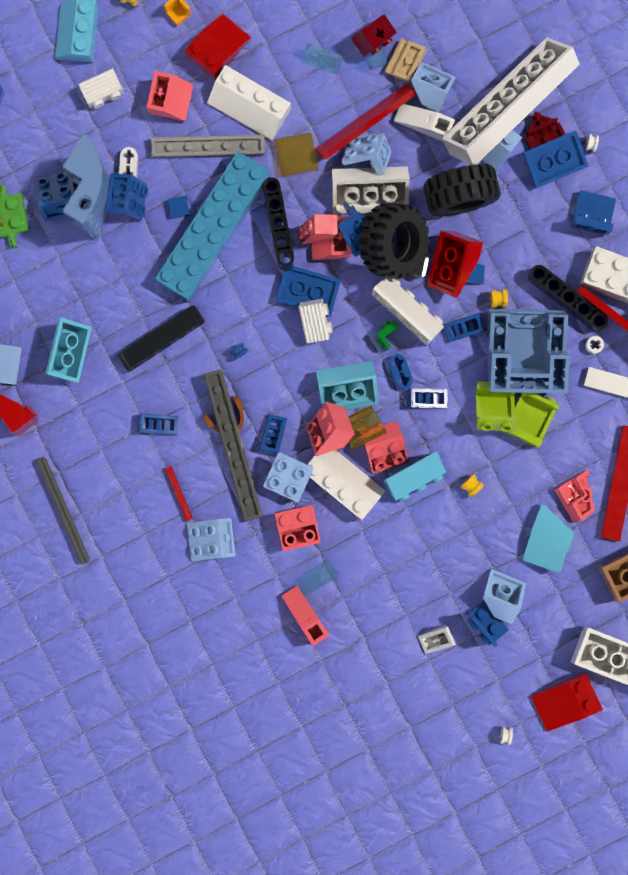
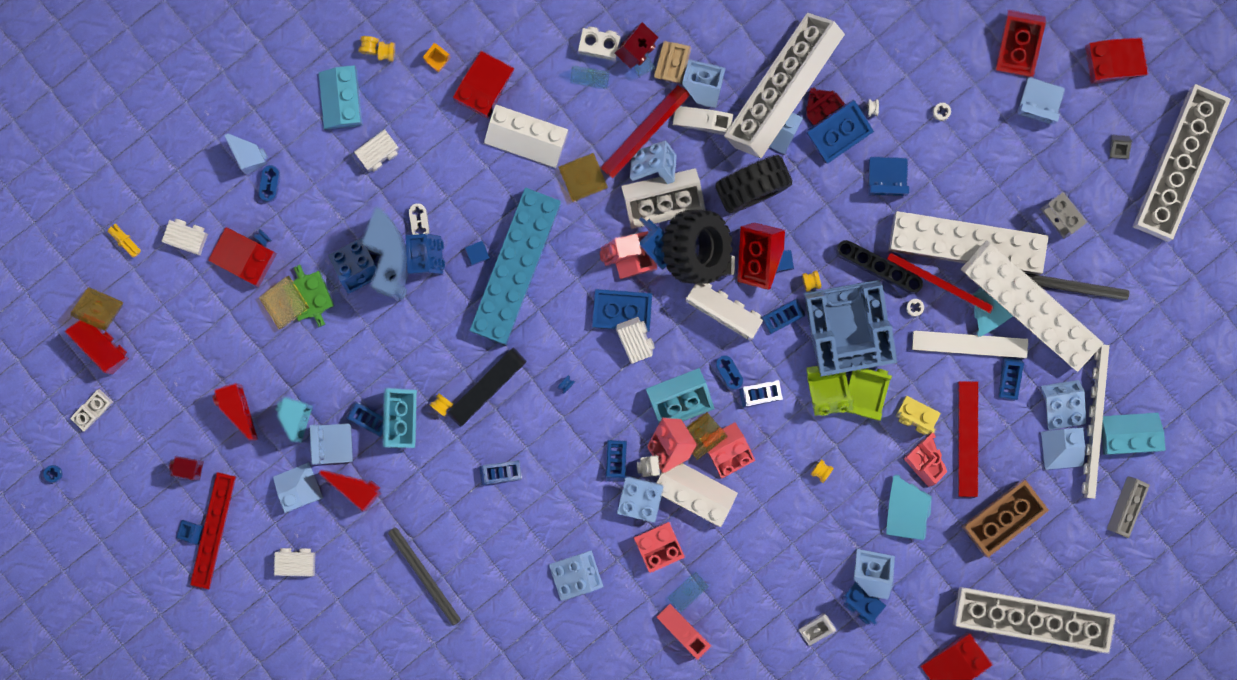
camera: 10 degrees left, 0 degrees up
(27, 335) = (352, 412): none -> blue slope
(113, 346) = (441, 404): none -> yellow wheel
(169, 96) = (446, 145): coral slope -> none
(178, 493) = (535, 537): red bar -> none
(207, 145) = (493, 186): light grey tile -> none
(233, 445) = (579, 478): dark grey tile -> none
(240, 406) = (575, 434): dark orange piece -> none
(278, 215) = (579, 242): black beam -> none
(303, 446) = (648, 466): none -> white slope
(335, 33) = (598, 49): none -> white brick
(386, 330) = (707, 333): green bracket -> none
(415, 477) = (764, 474): medium azure slope -> none
(577, 450) = (919, 415): none -> light yellow bracket

